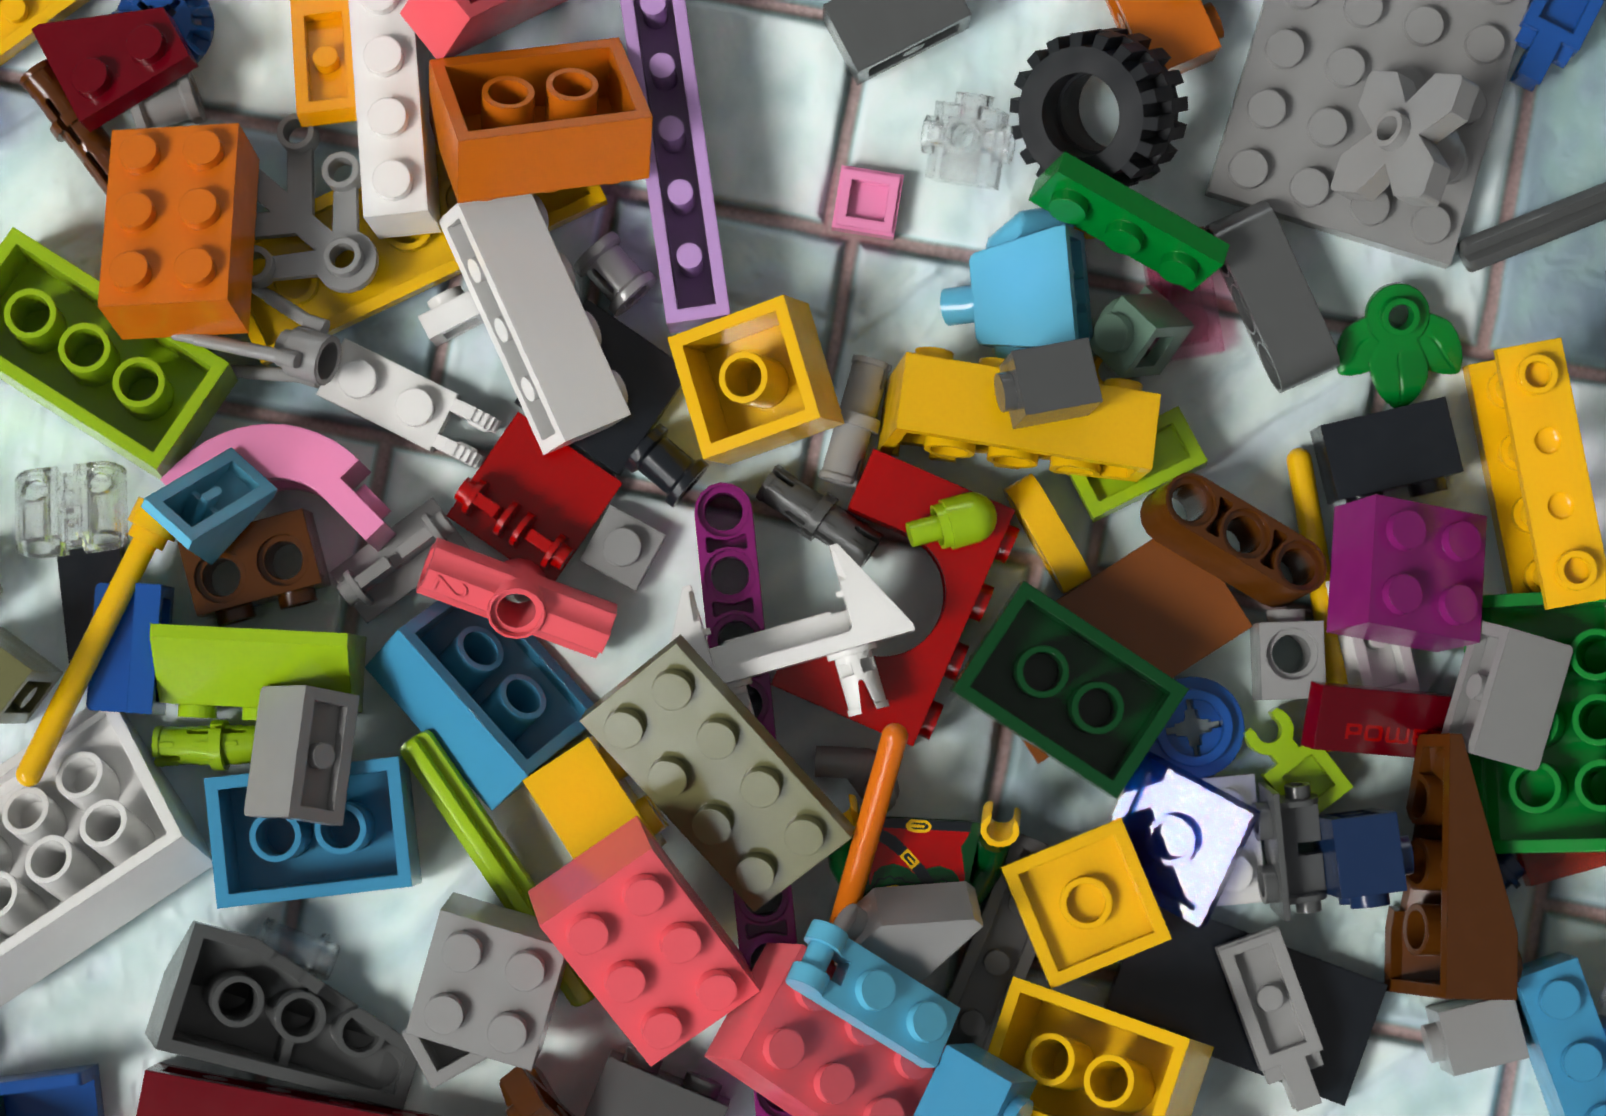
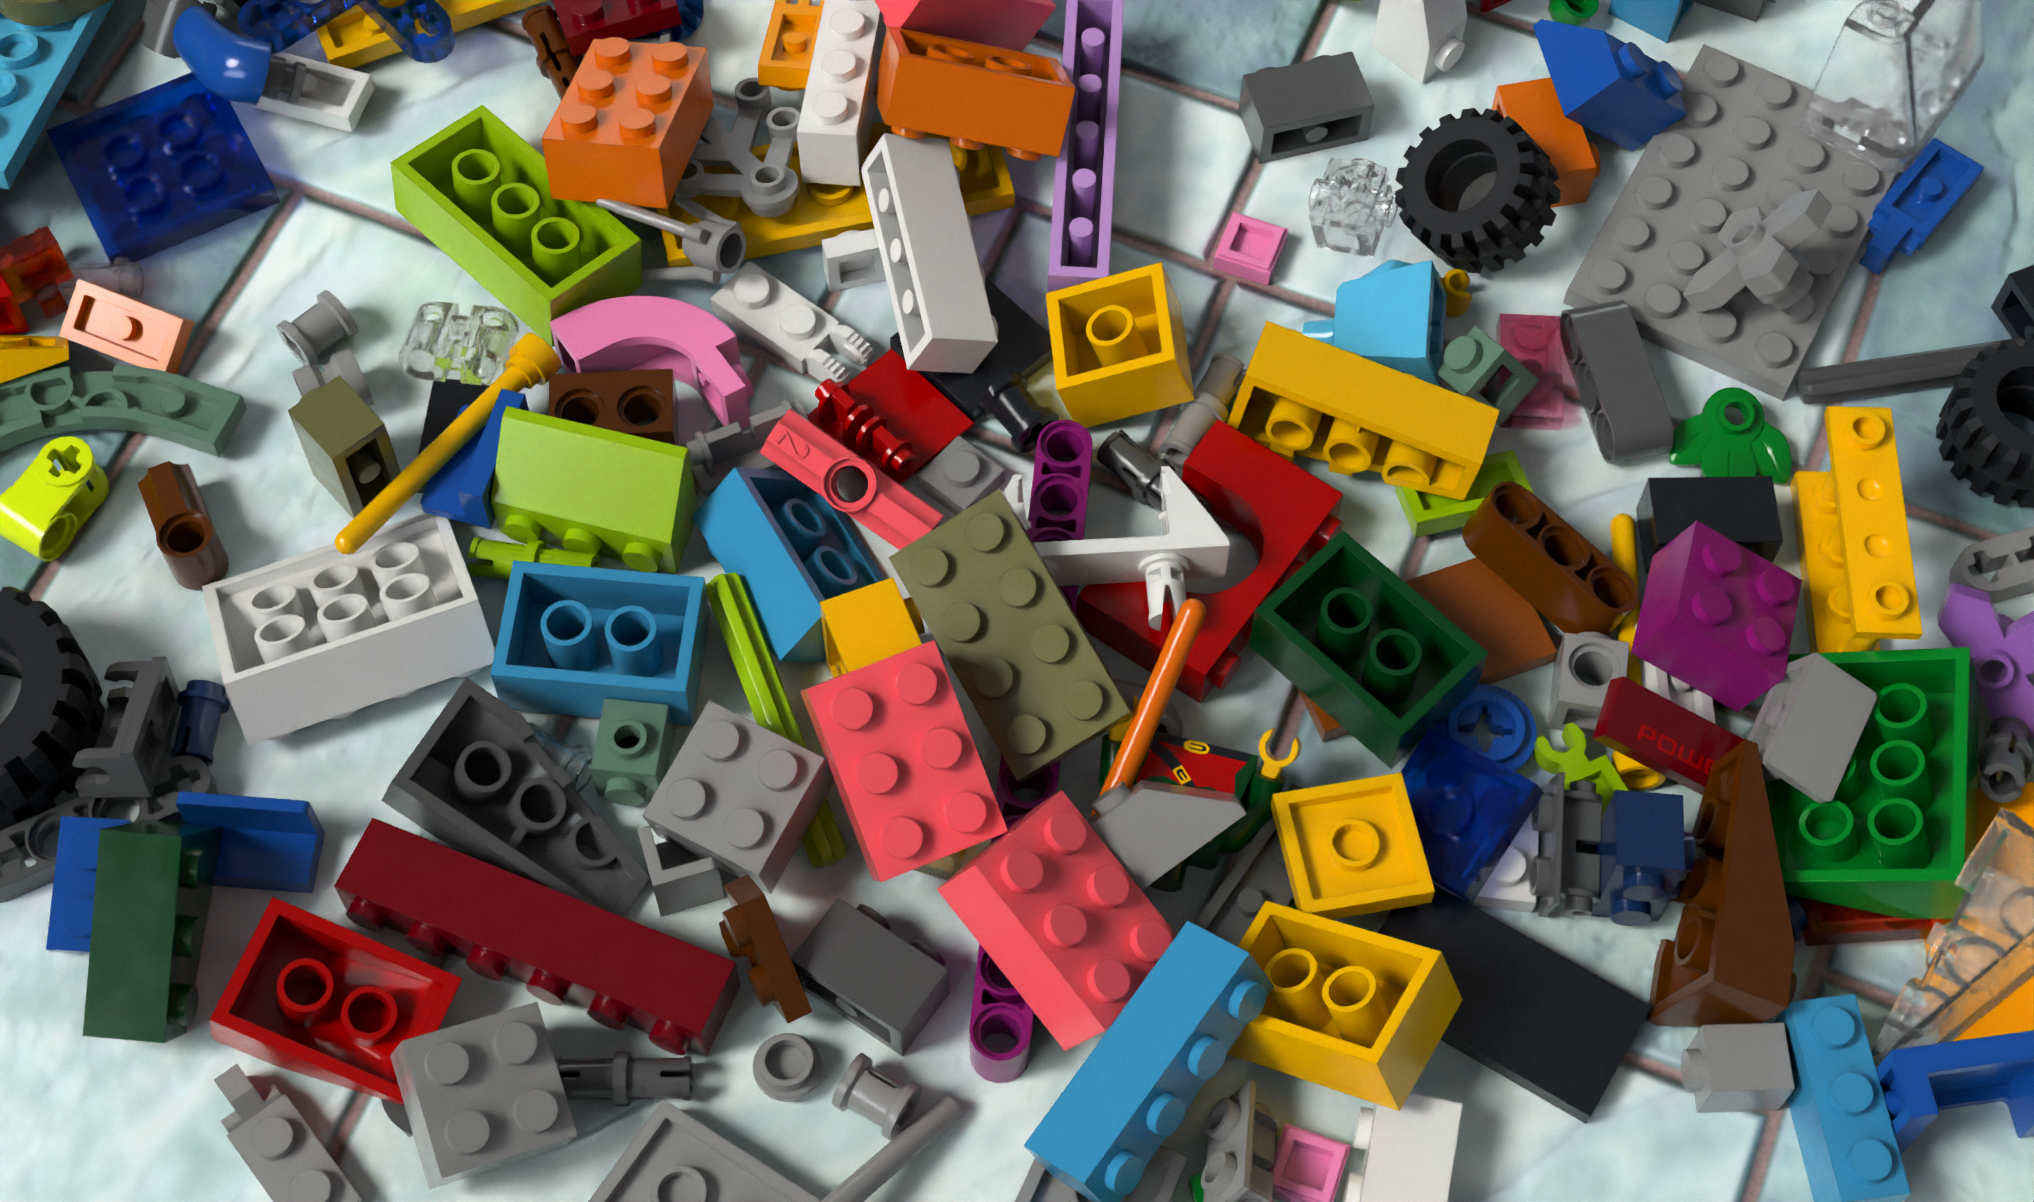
camera: 10 degrees right, 25 degrees down
(211, 504) = (586, 335): medium azure slope -> none
(301, 754) = (616, 546): light grey panel -> none
(372, 934) = (631, 750): none -> sand green brick
(614, 273) = (1008, 254): light grey bush -> none
(873, 995) = (1120, 850): medium azure plate -> none
(955, 522) = (1283, 484): lime cylinder -> none
(1047, 533) = (1369, 525): yellow beam -> none
(1048, 383) = (1396, 360): dark grey brick -> none
(1128, 222) = (1491, 271): green plate -> none
(1274, 1012) = (1529, 999): light grey hinge -> none

